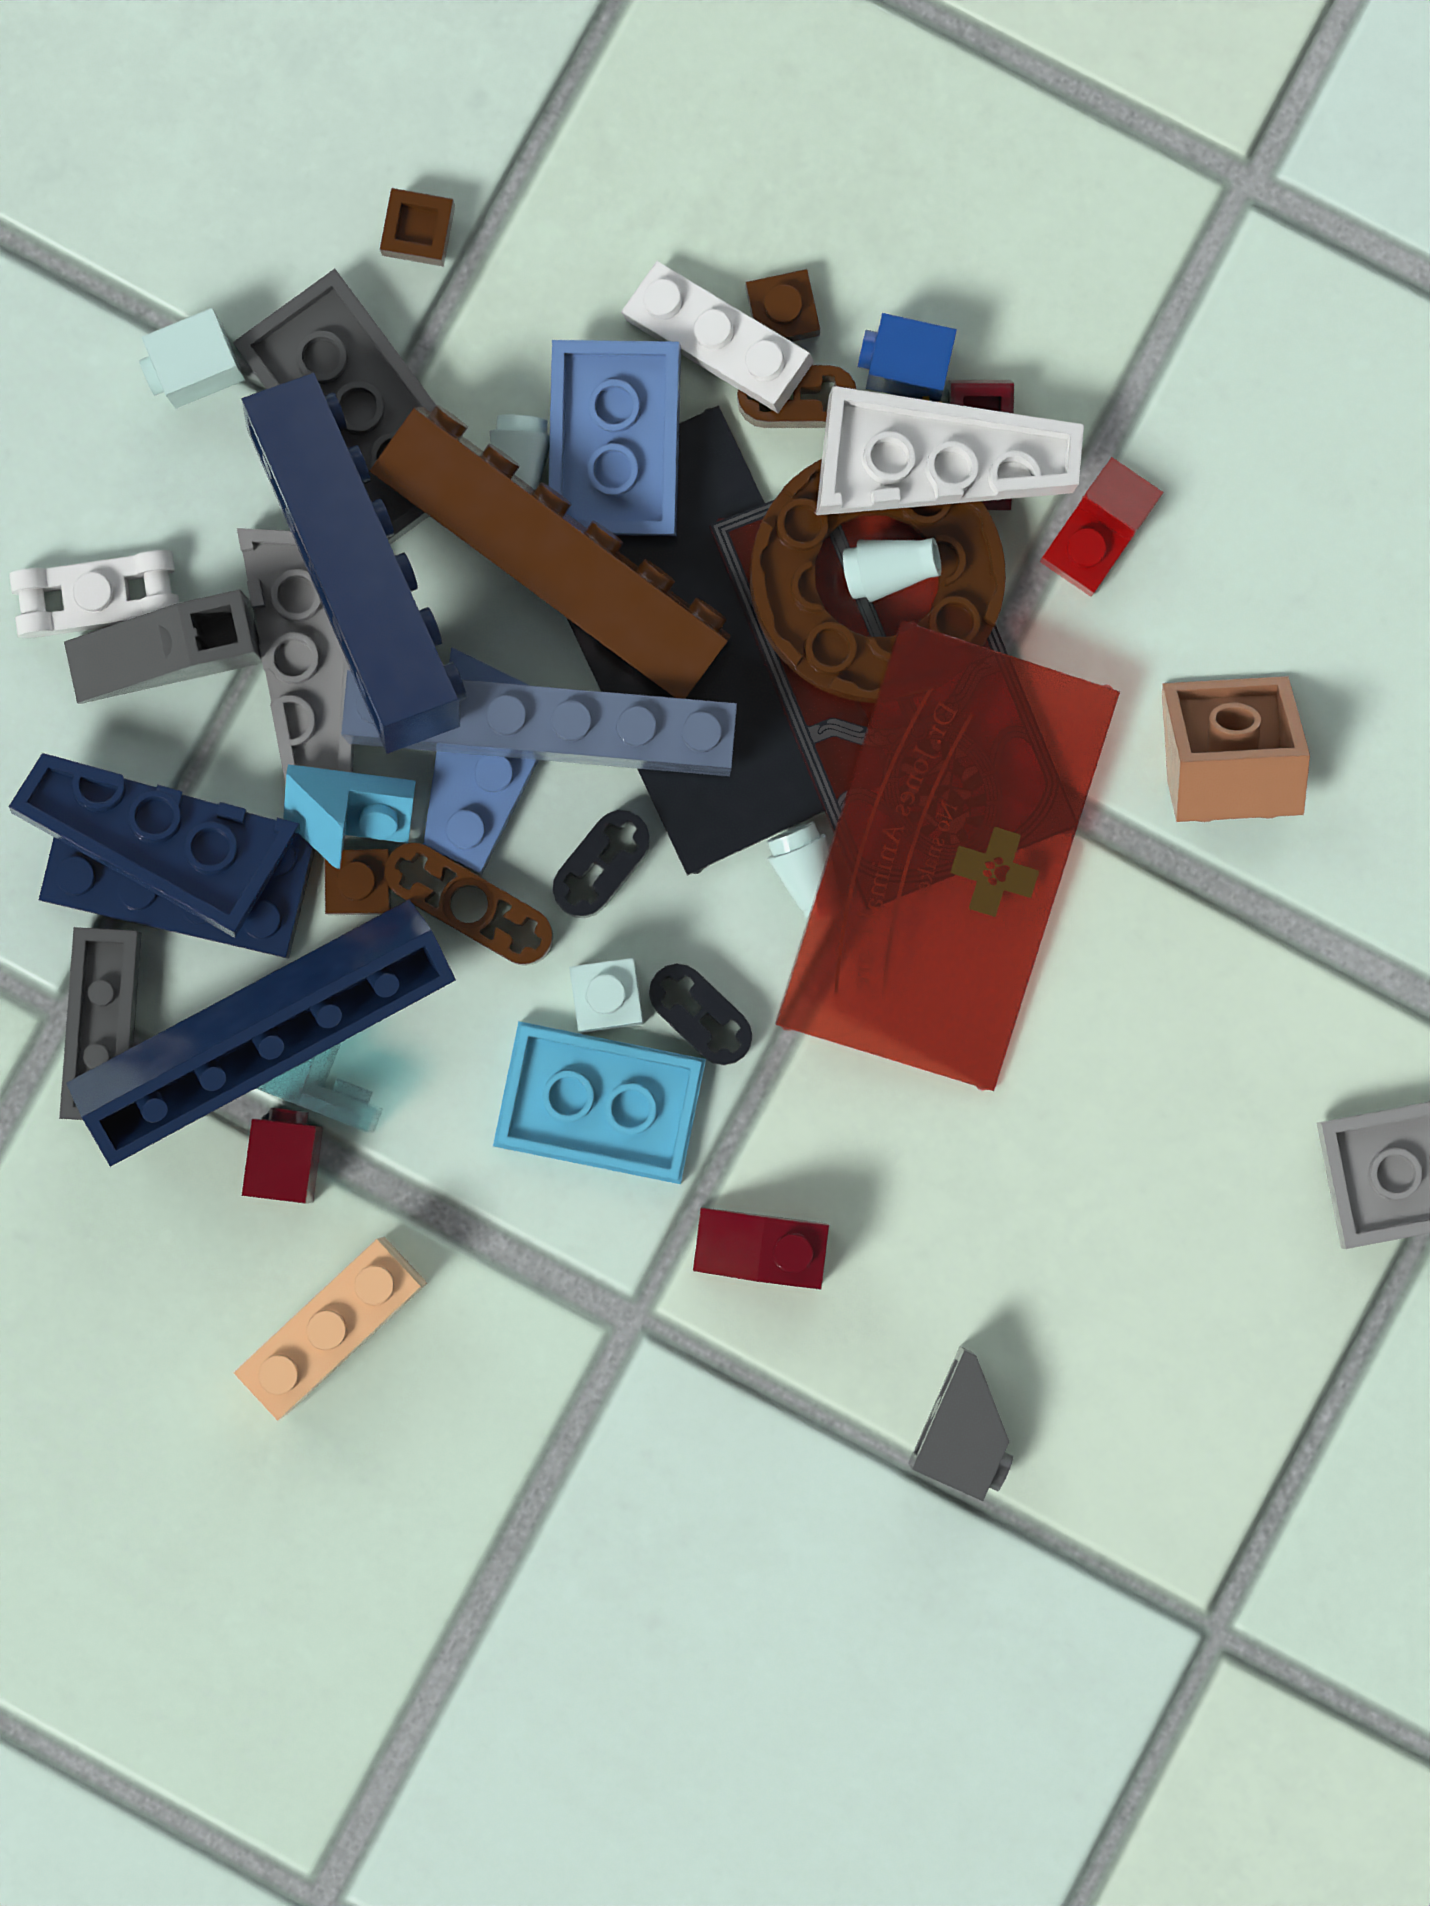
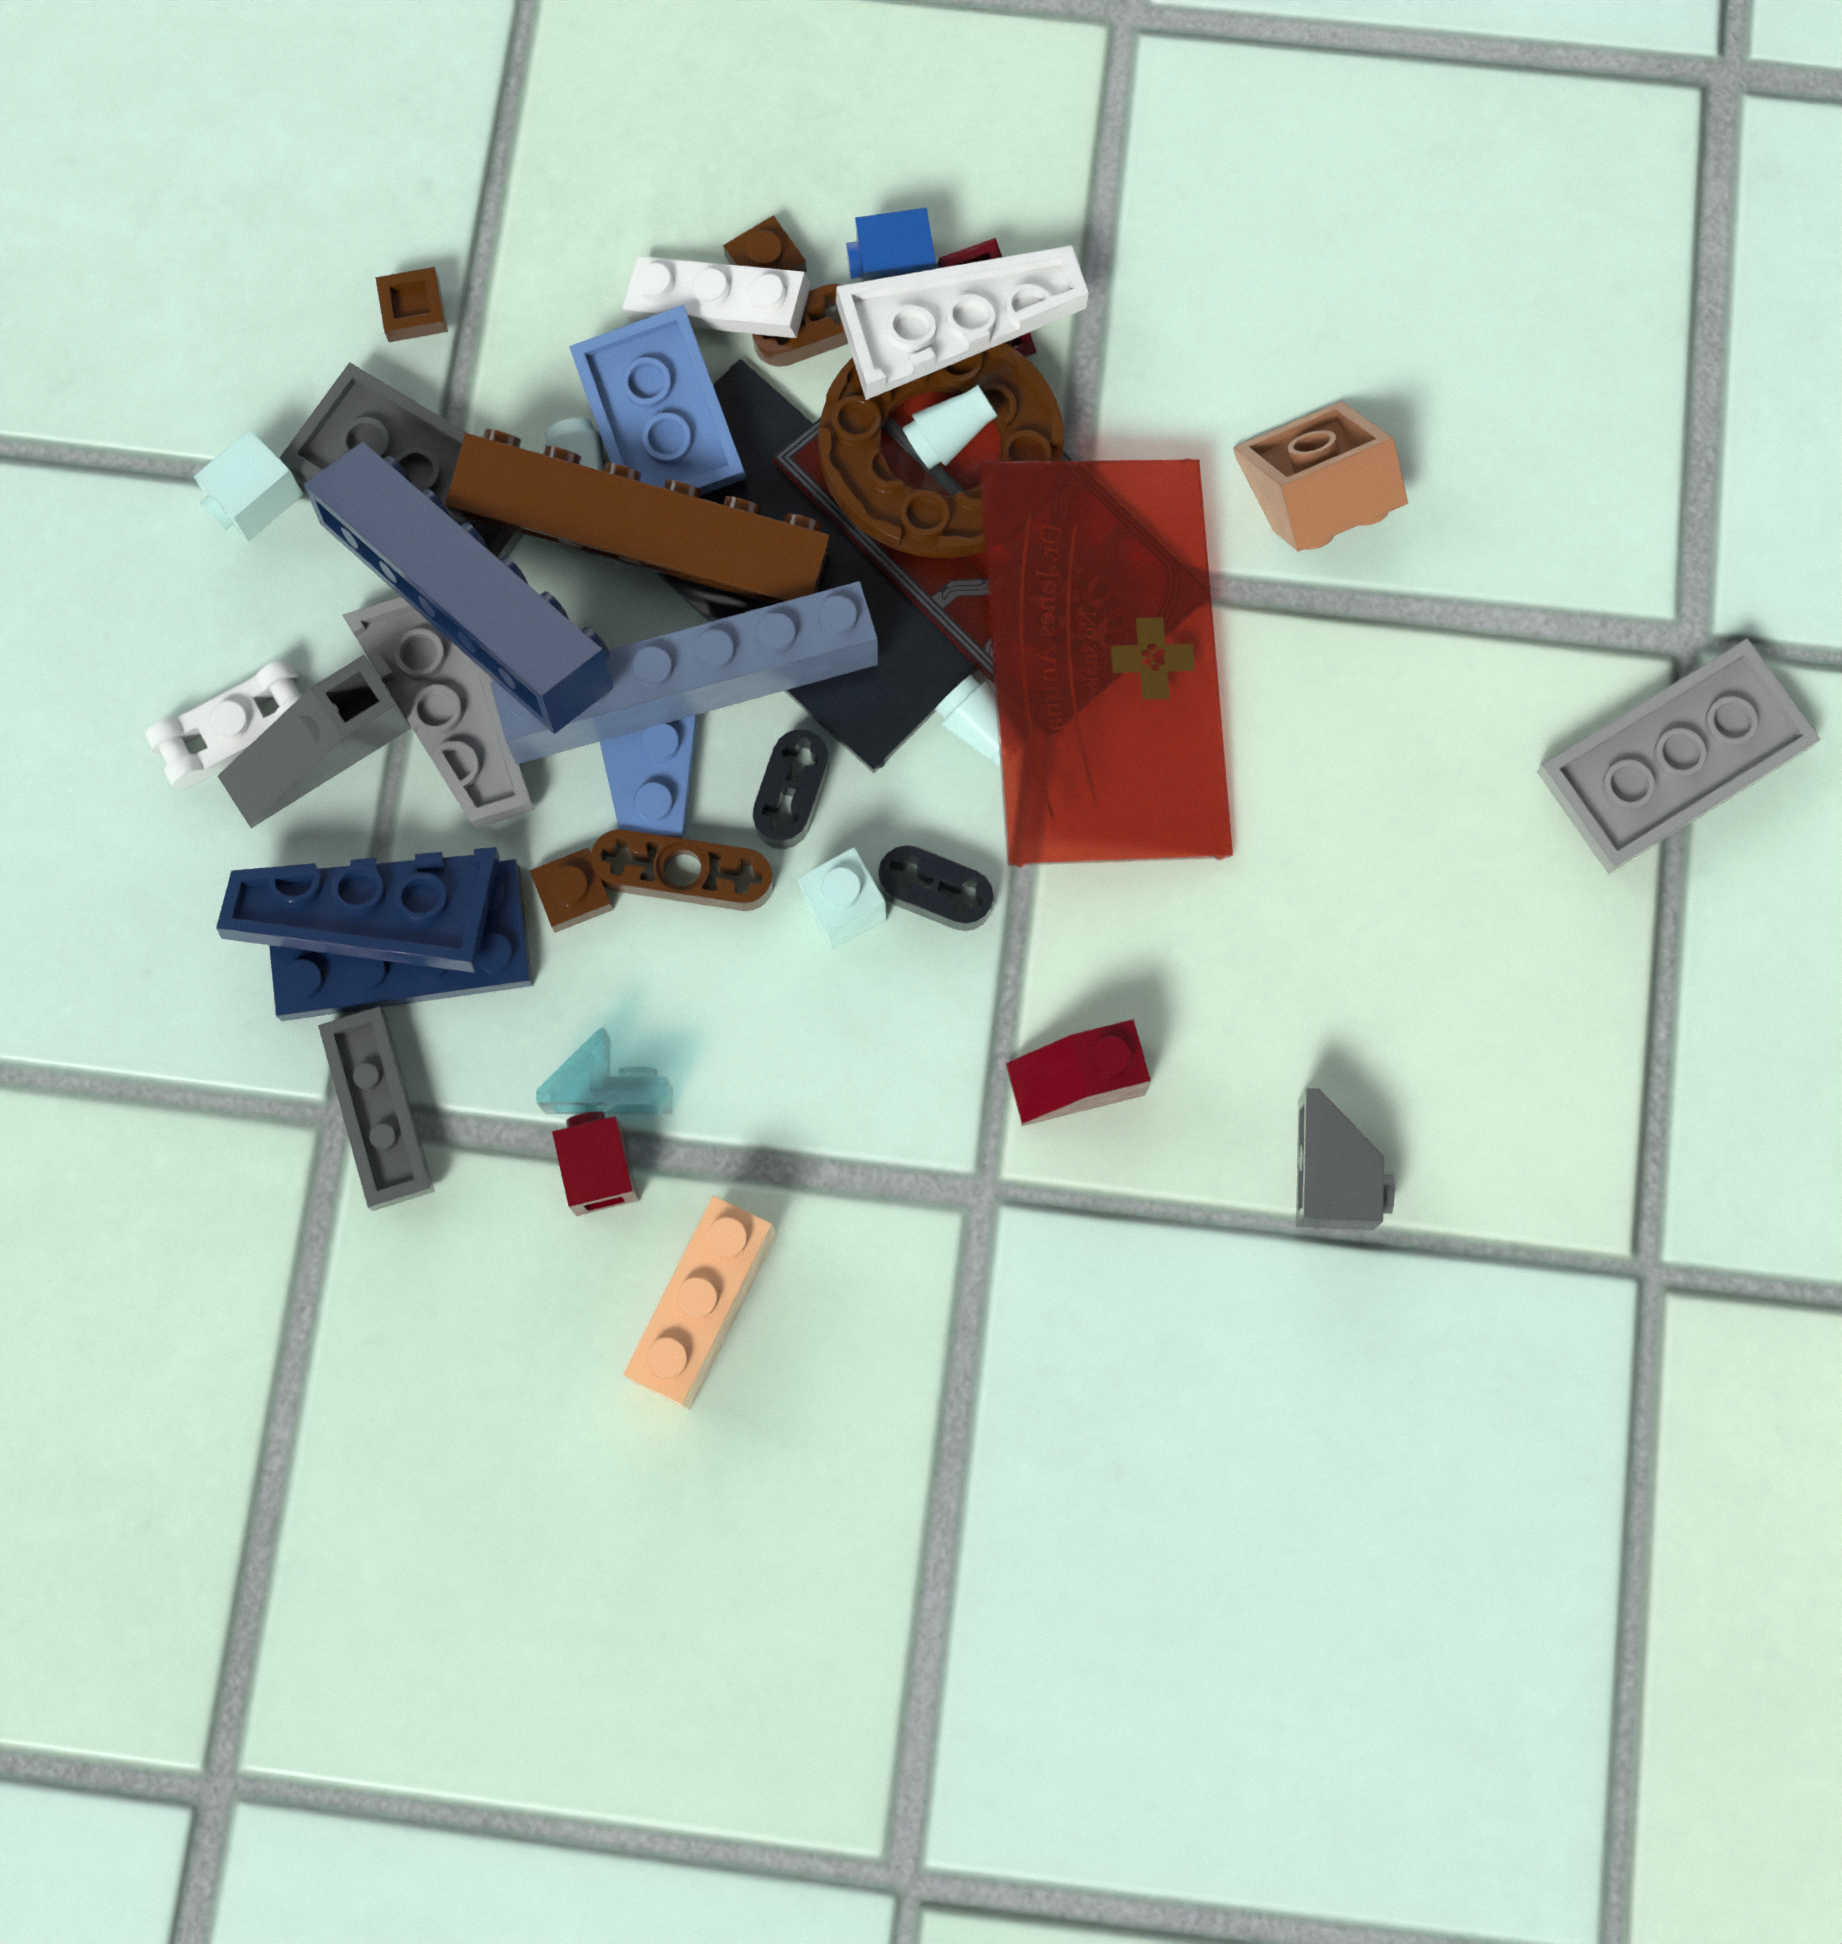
camera: 20 degrees left, 10 degrees down
(260, 1032) = (529, 1048): dark blue brick -> none
(347, 803) = (536, 819): medium azure slope -> none
(599, 1102) = (873, 1004): medium azure tile -> none
(1101, 526) = (1121, 337): red slope -> none

